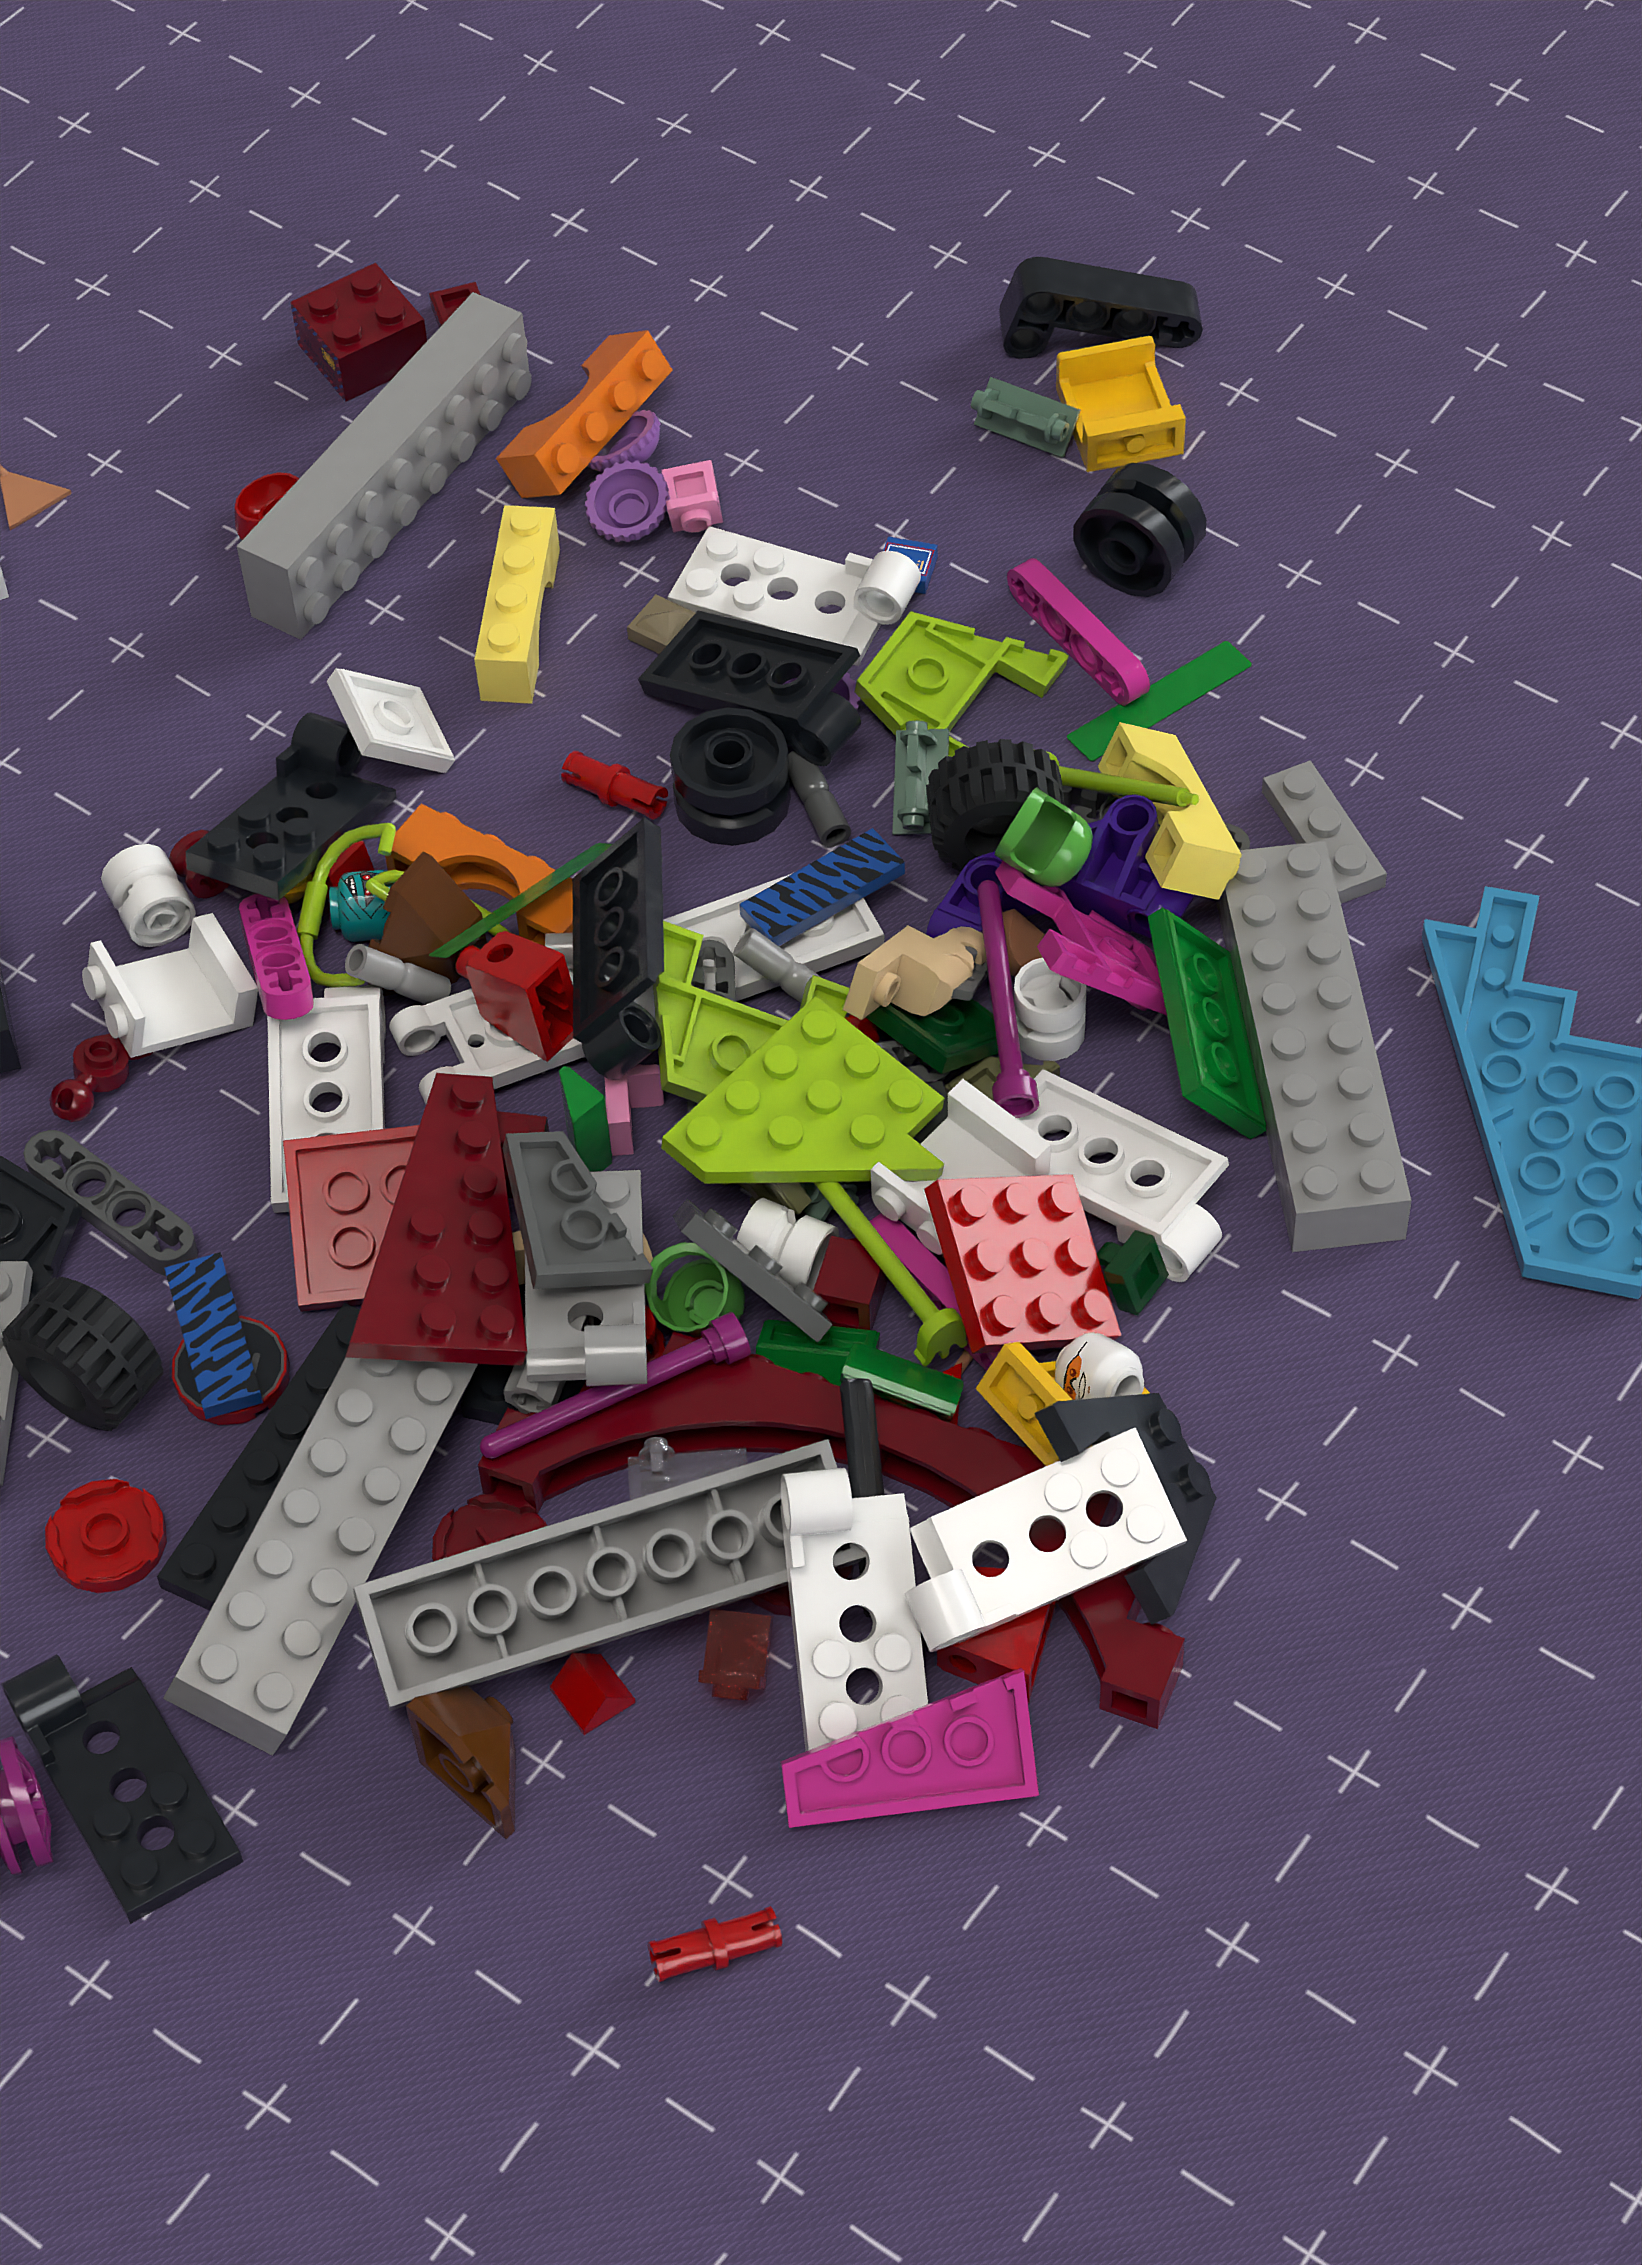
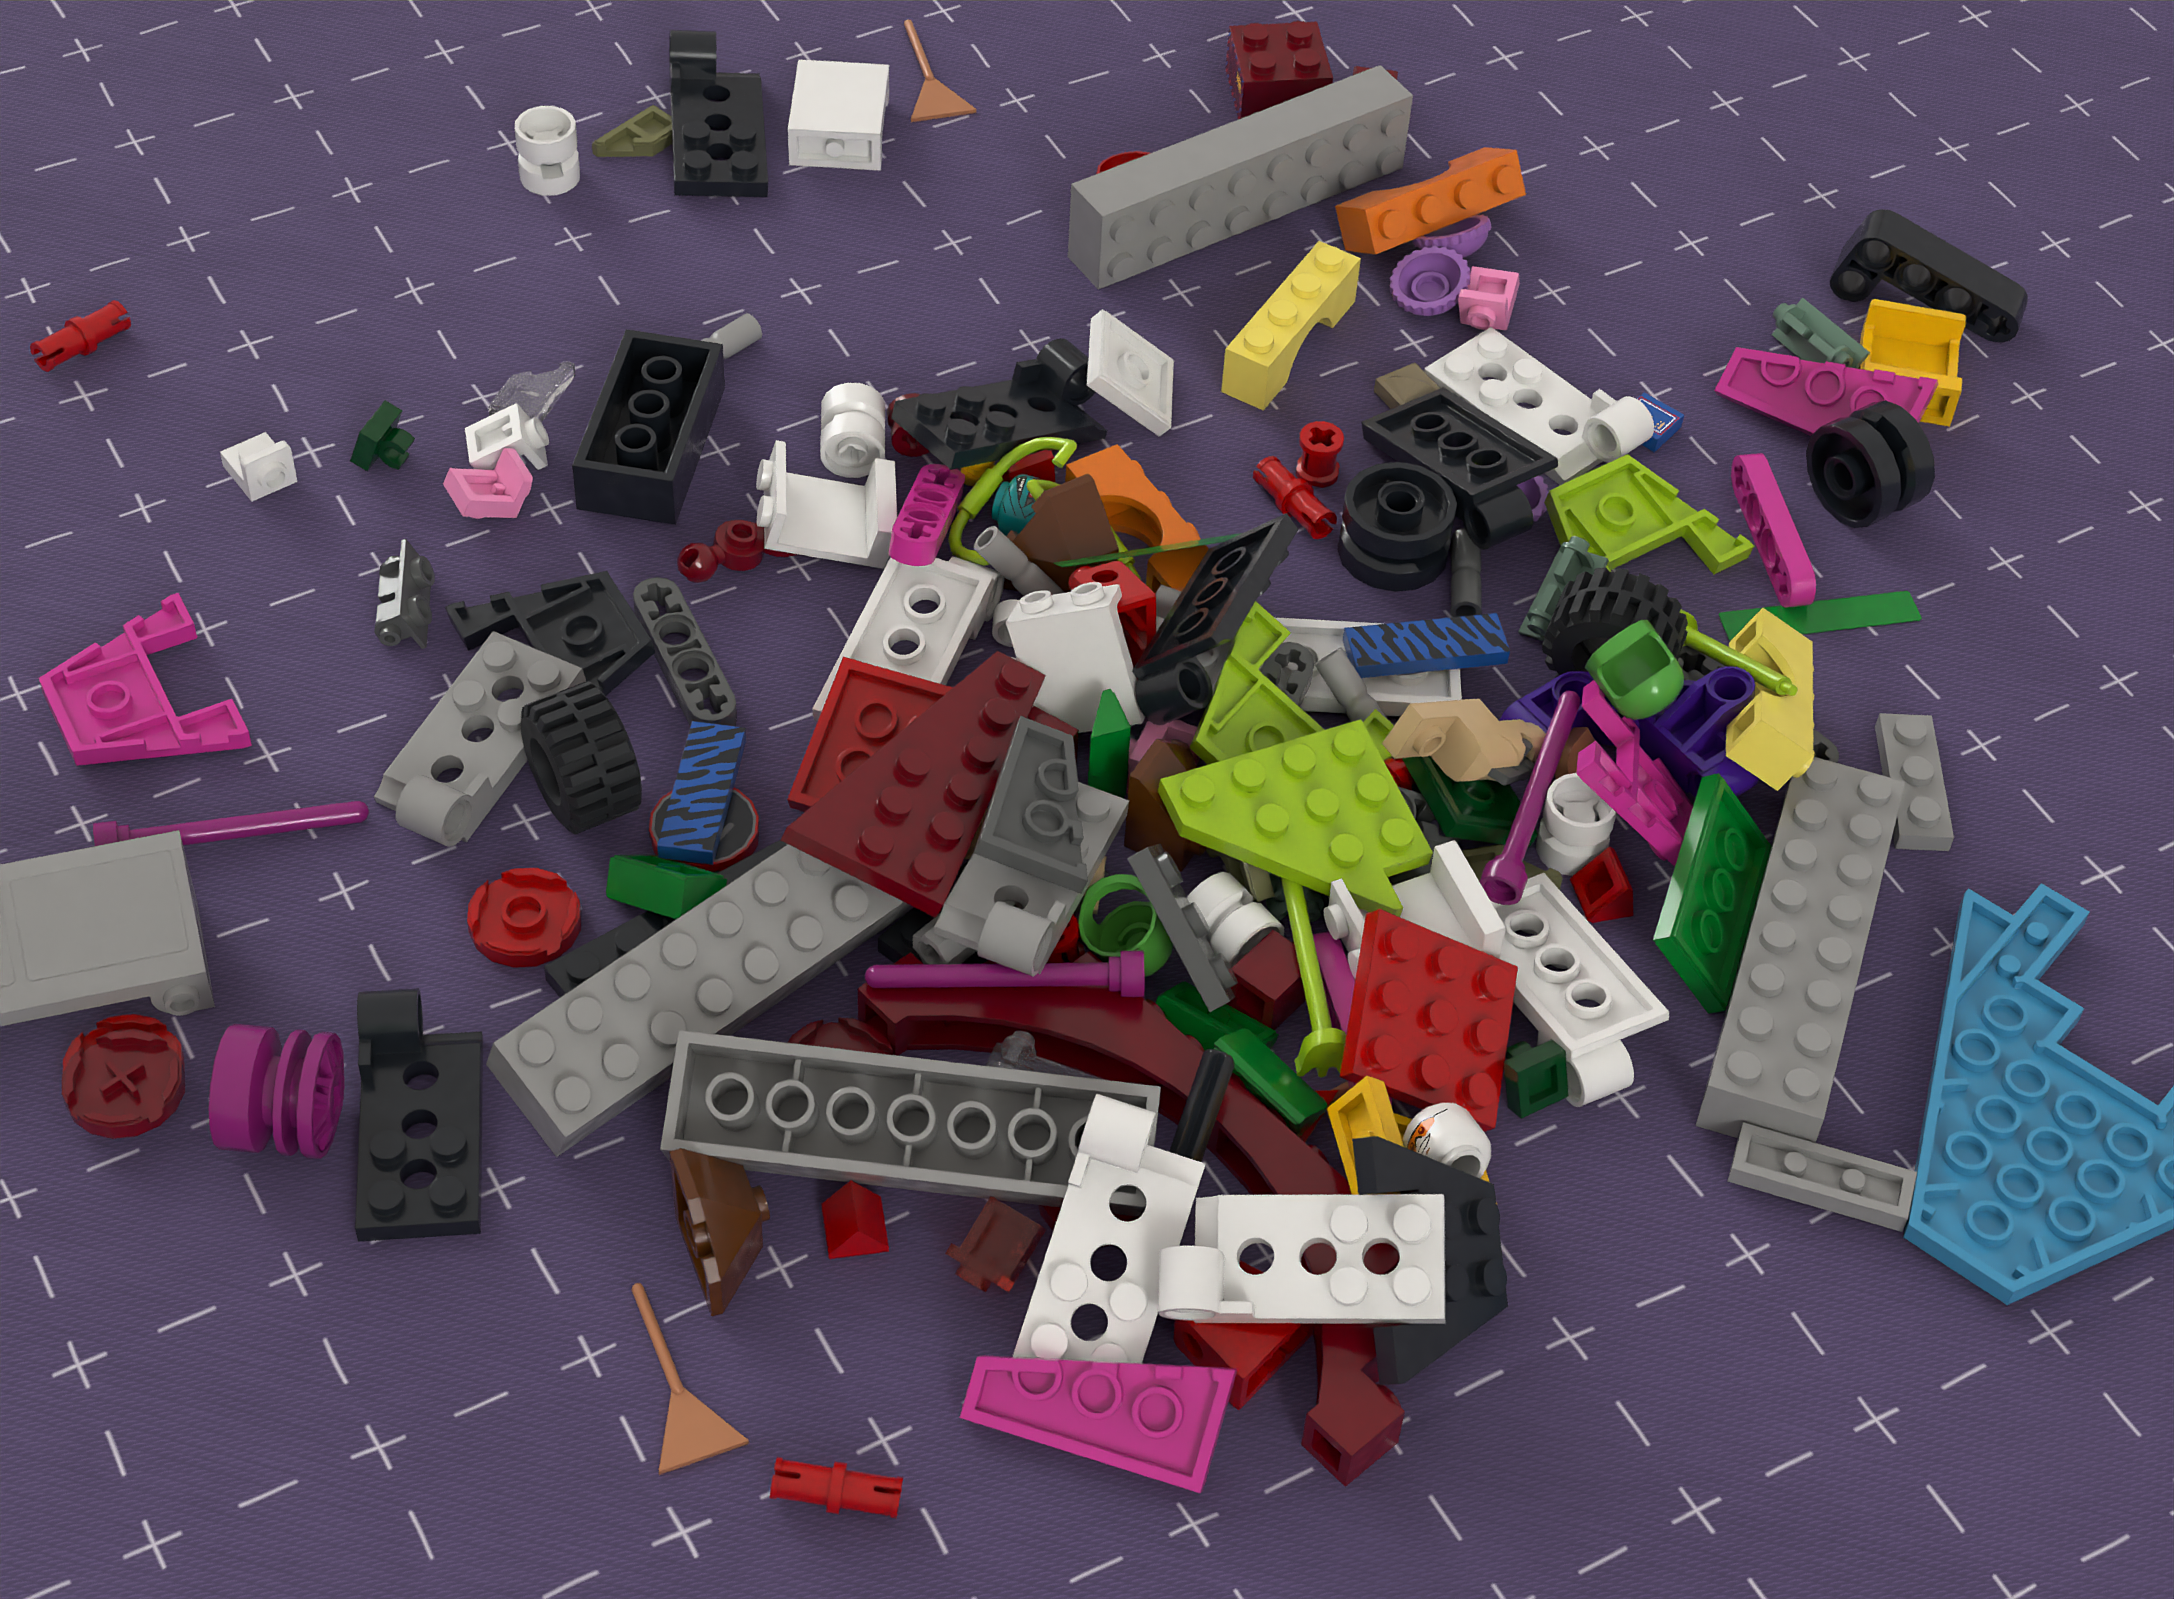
camera: 20 degrees right, 5 degrees down
(227, 1445) = (660, 884): none -> green slope
(514, 1037) = (1079, 649): none -> white panel
(548, 1951) = (691, 1427): none -> nougat piece
(608, 721) = (1320, 446): none -> red bush
(663, 1180) = (1147, 816): none -> reddish brown slope
(1054, 474) = (1812, 392): none -> dark pink wing
(1101, 1059) = (1604, 888): none -> red slope
(1428, 1252) = (1822, 1177): none -> light grey plate

